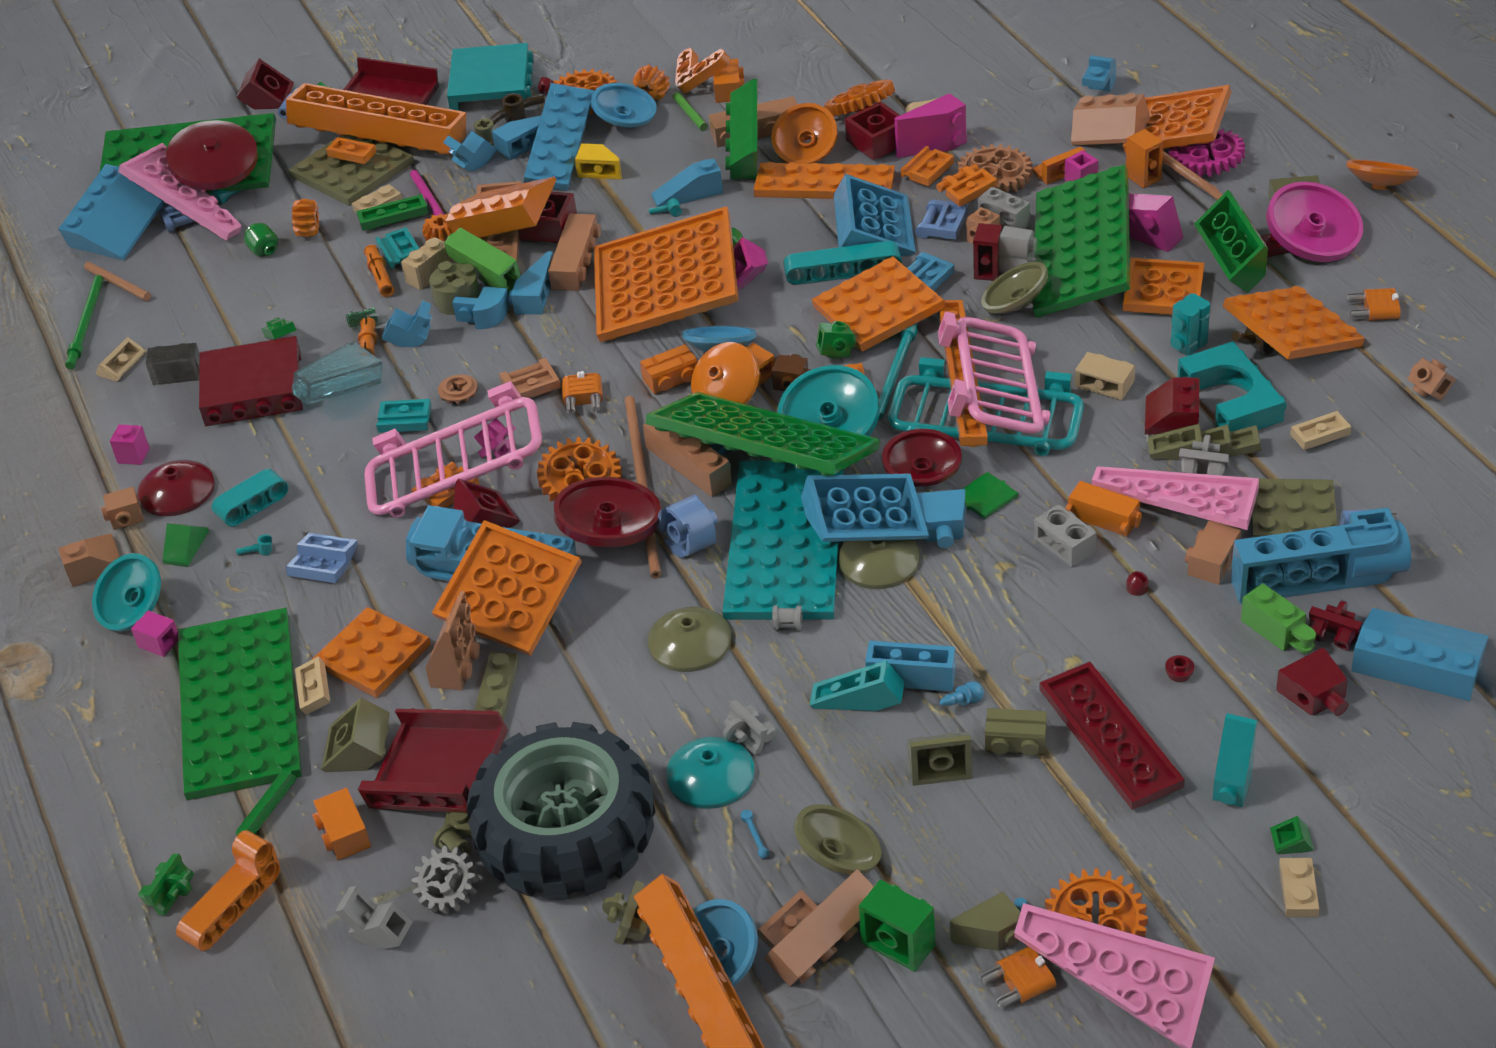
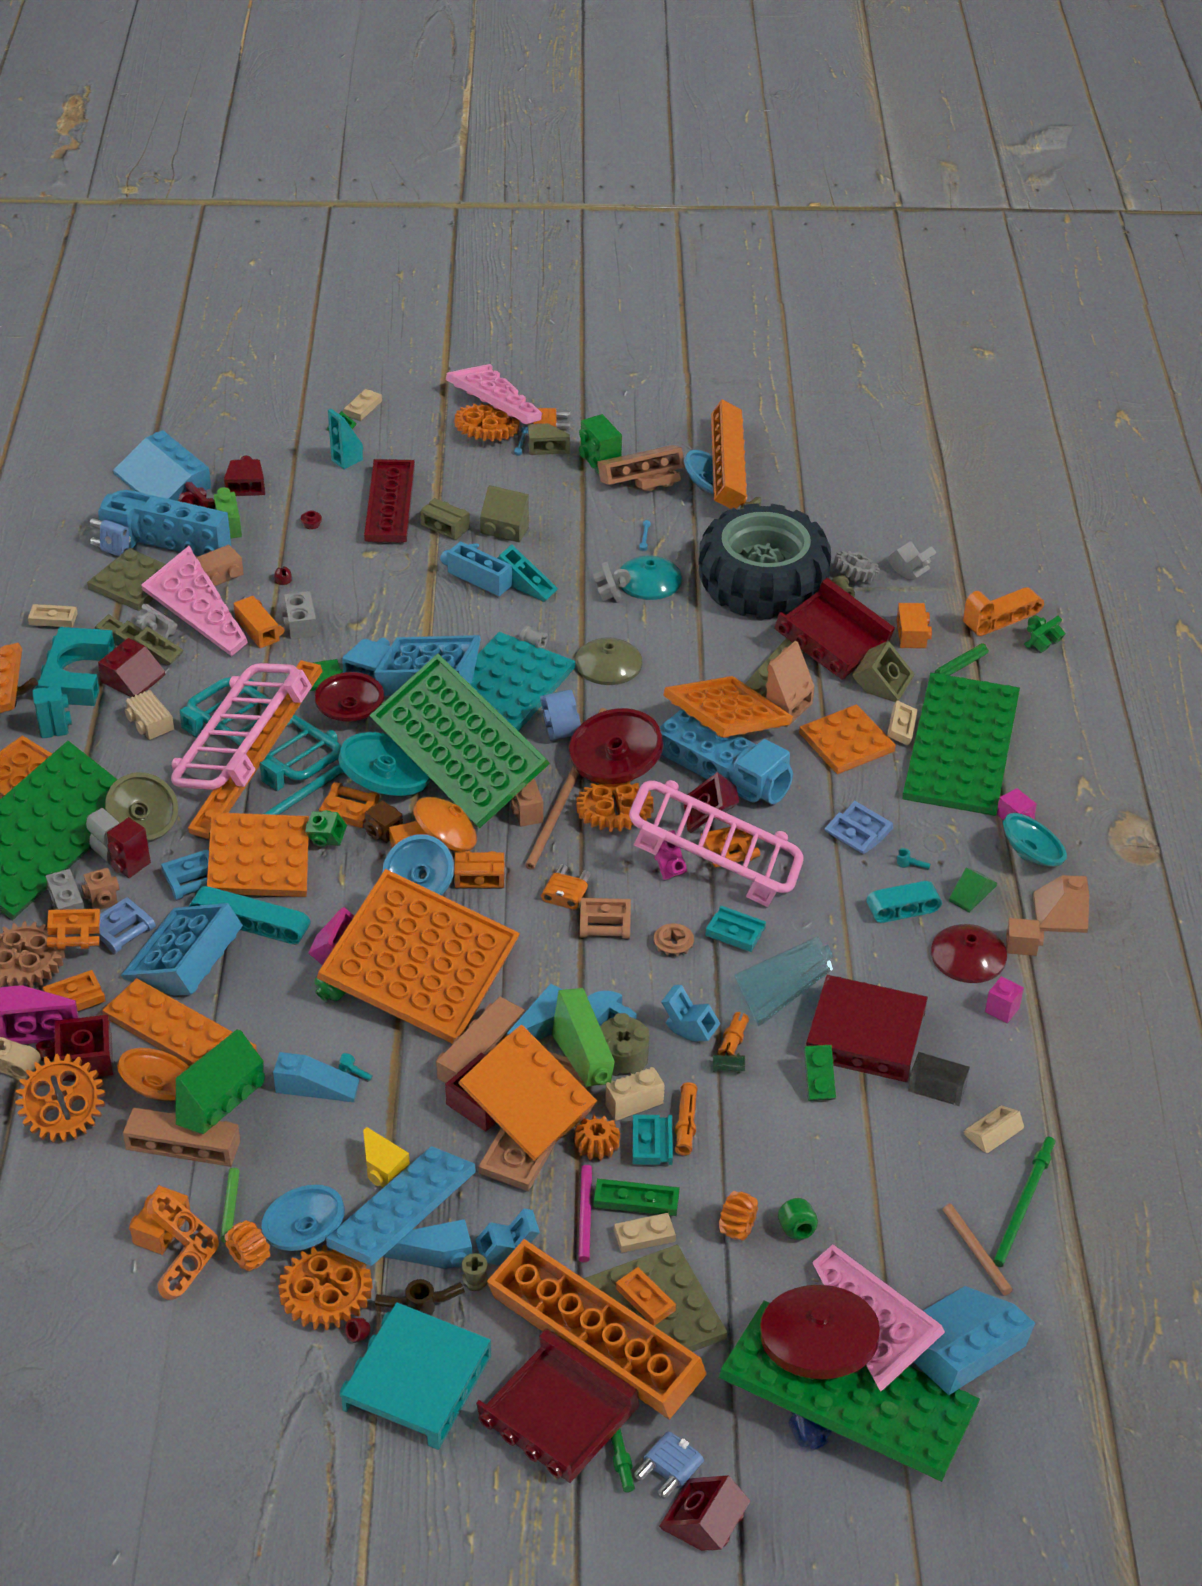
camera: 160 degrees left, 0 degrees up
(837, 839) = (602, 495): olive dish -> none

